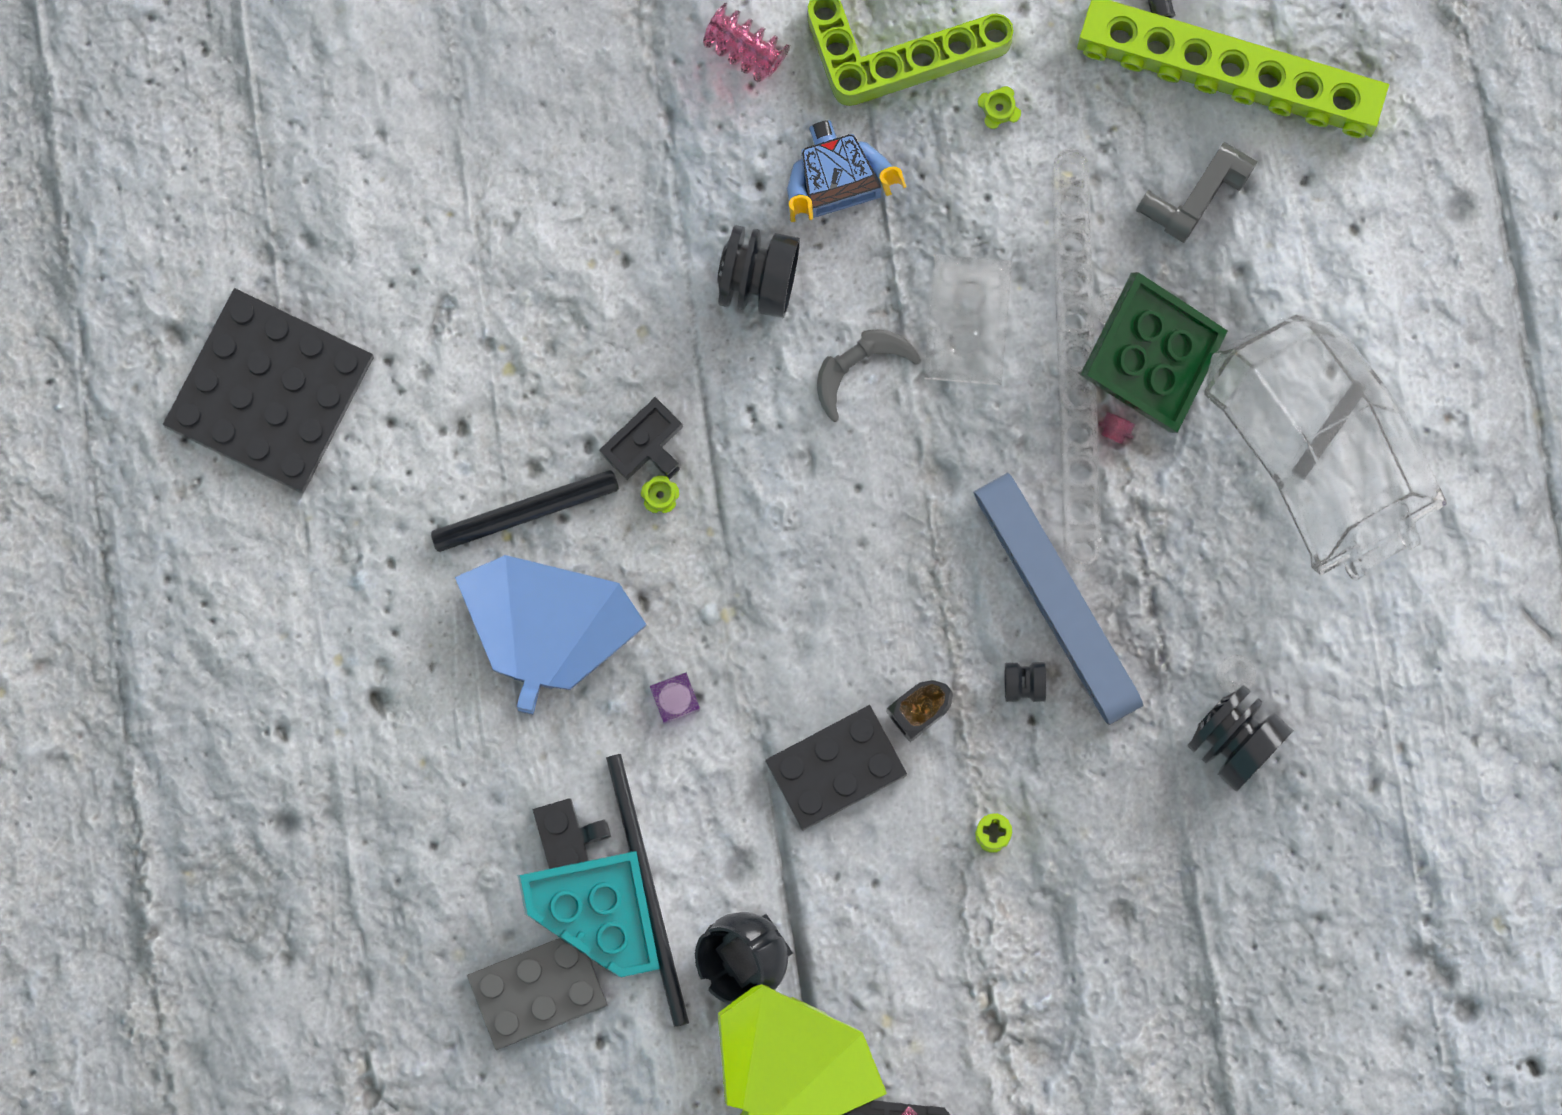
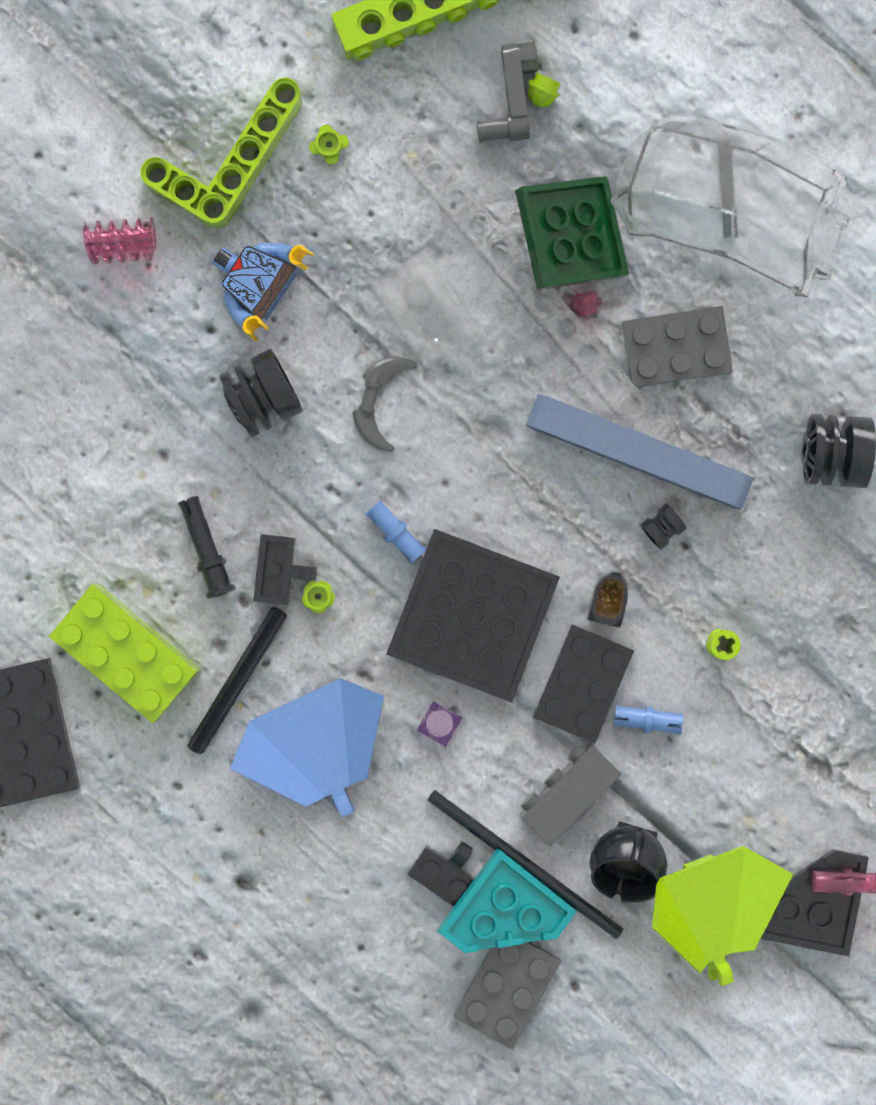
camera: 45 degrees left, 10 degrees up
(446, 404) = (124, 652): none -> lime brick
(588, 386) = (210, 562): none -> black pin
(741, 853) = (568, 793): none -> dark grey brick
(777, 492) = (395, 531): none -> medium blue pin
(786, 623) = (473, 615): none -> black plate
(868, 847) = (648, 719): none -> medium blue pin
(1169, 533) = (677, 347): none -> dark grey plate
(1231, 210) = (543, 90): none -> lime plate

